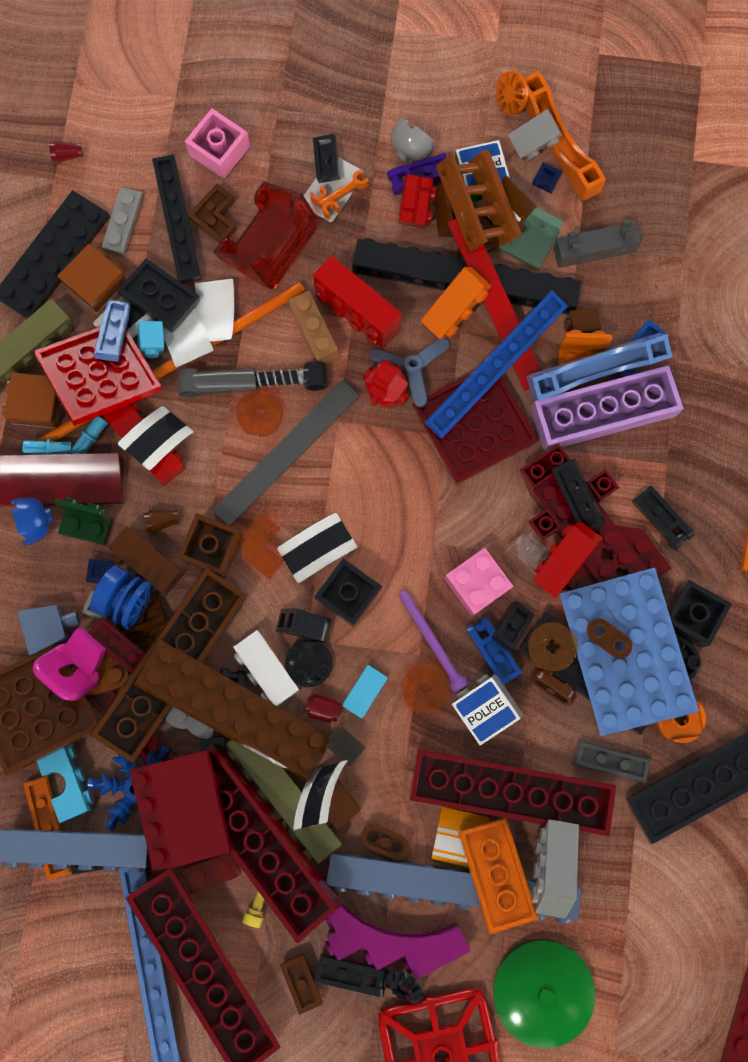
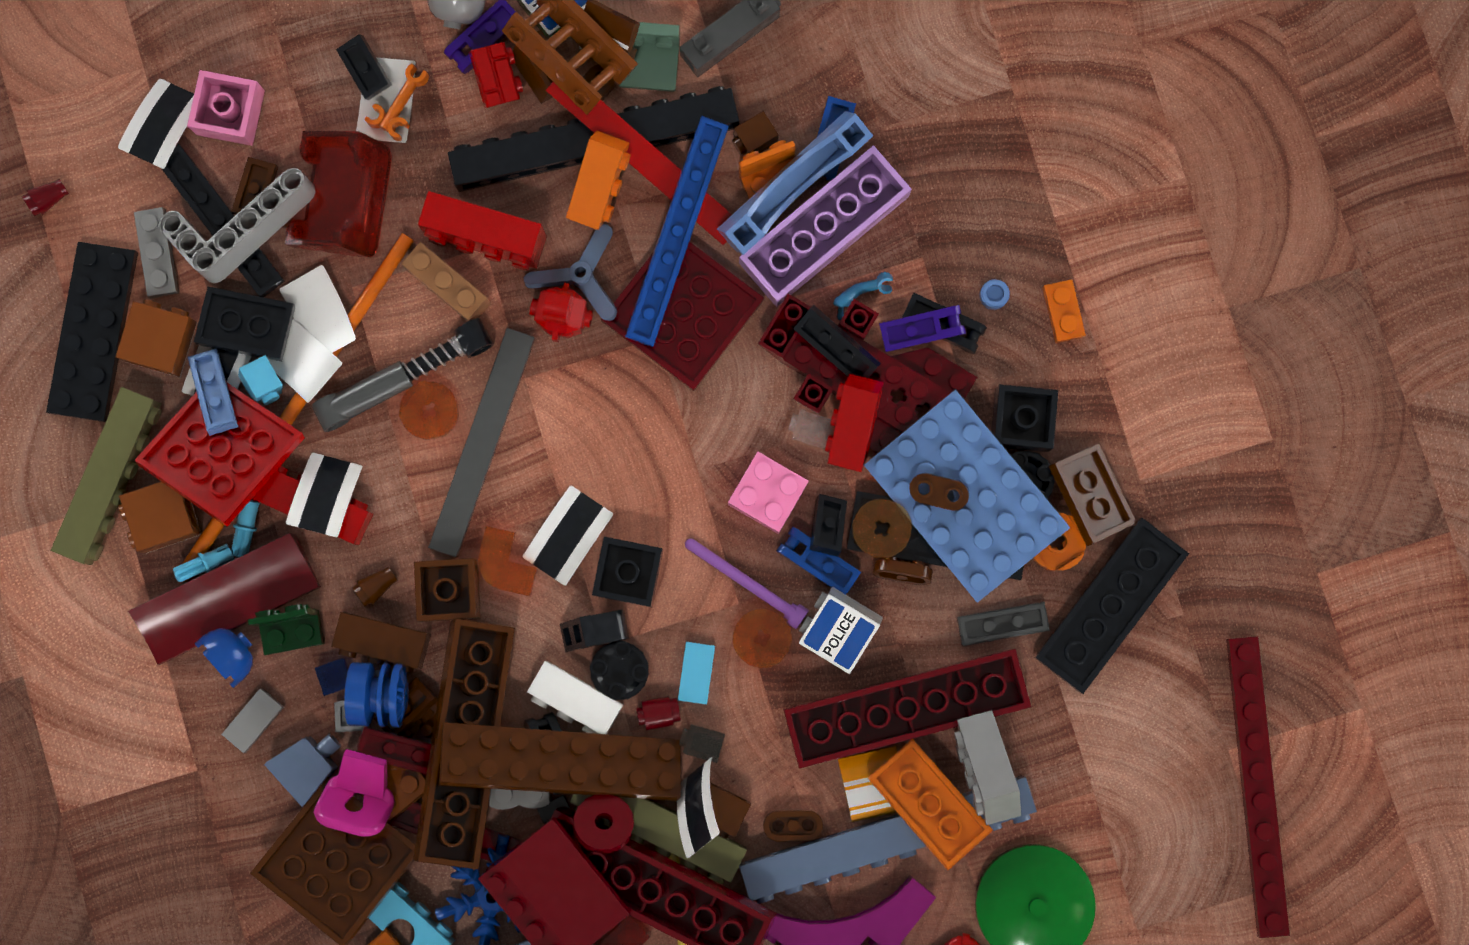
camera: 25 degrees left, 5 degrees up
(27, 576) = (252, 720): none -> light grey tile
(164, 135) = (158, 123): none -> sticker
(191, 229) = (244, 231): none -> light grey beam
(248, 759) = (606, 807): none -> dark red tile
(612, 466) = (858, 289): none -> dark azure piece
(646, 513) = (921, 328): none -> dark purple plate
(709, 514) = (994, 294): none -> medium blue tile
(723, 695) = (1092, 494): none -> plate

